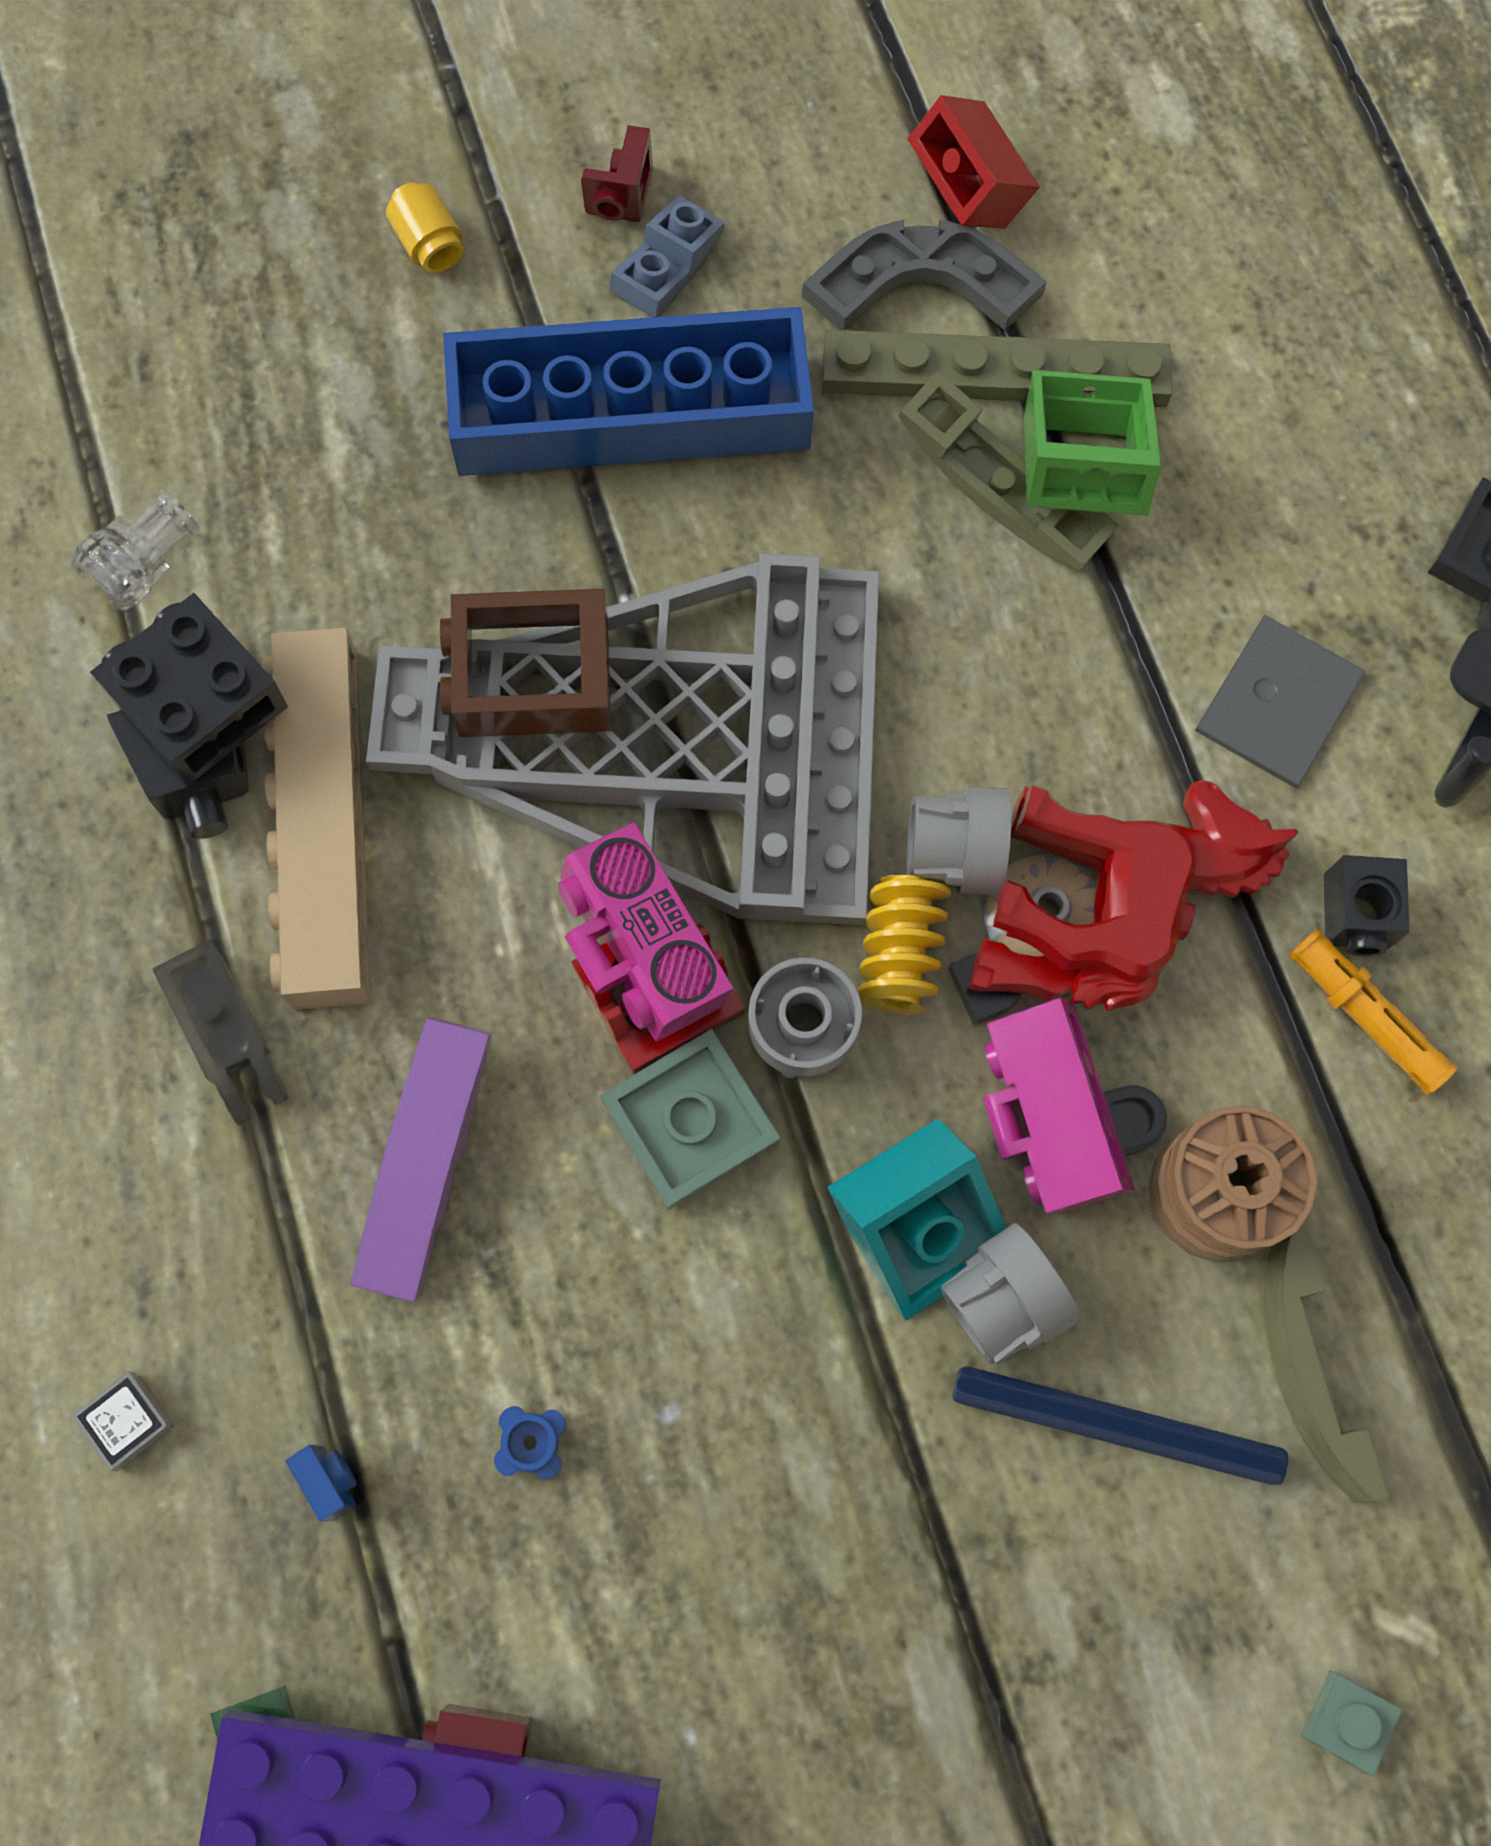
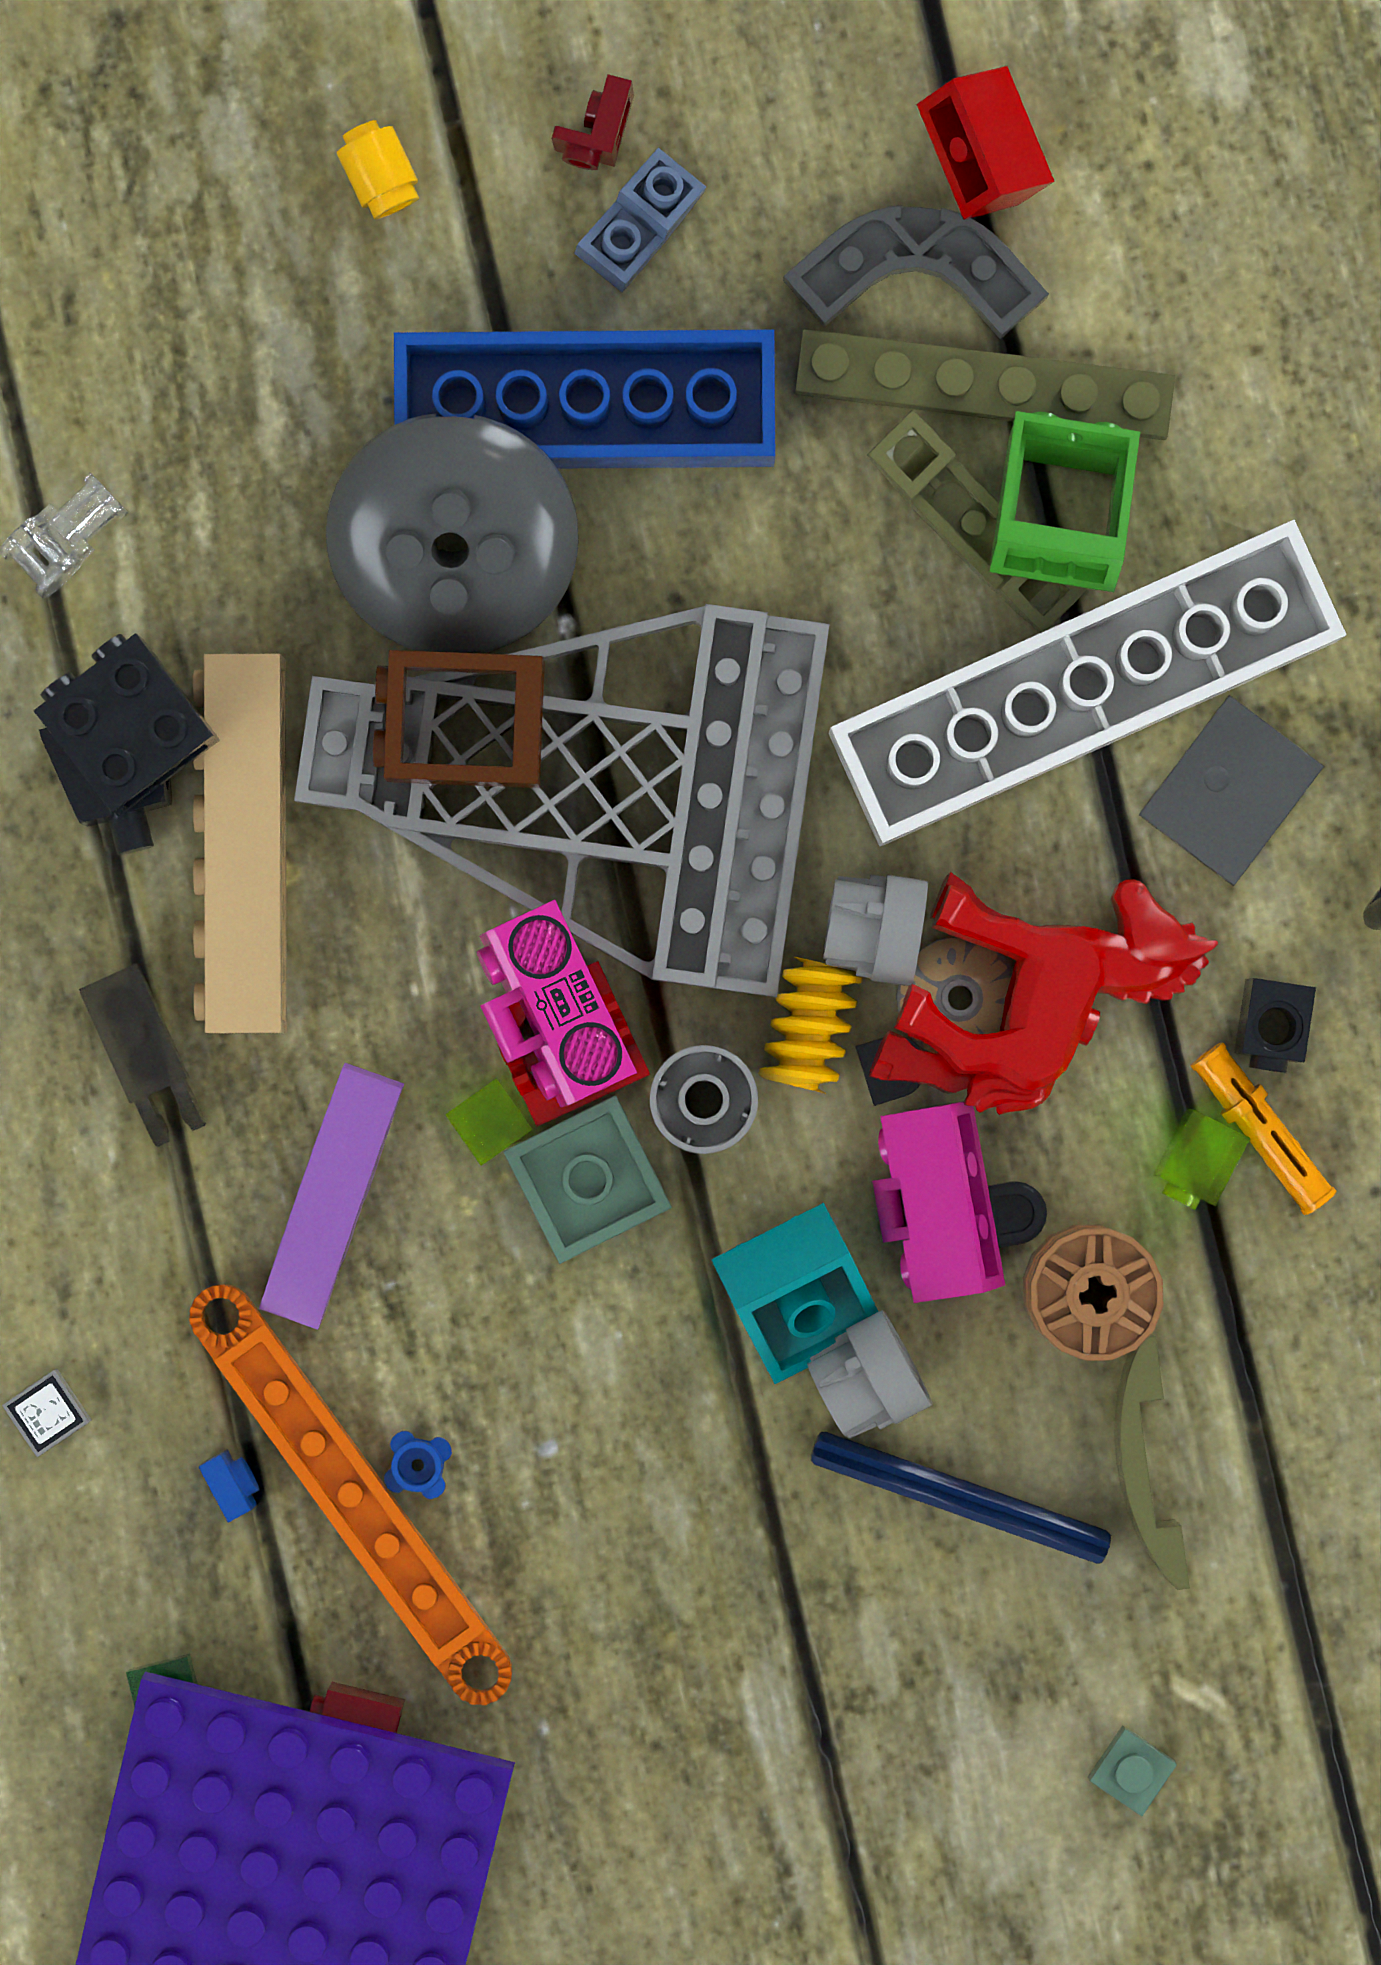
camera: 15 degrees right, 15 degrees up
(462, 1487) = (351, 1494): none -> orange plate
(498, 446) = (462, 480): none -> dark grey brick
(582, 1071) = (489, 1121): none -> clear neon green tile
(1129, 602) = (1086, 683): none -> white brick
(1315, 1044) = (1199, 1159): none -> clear neon green brick

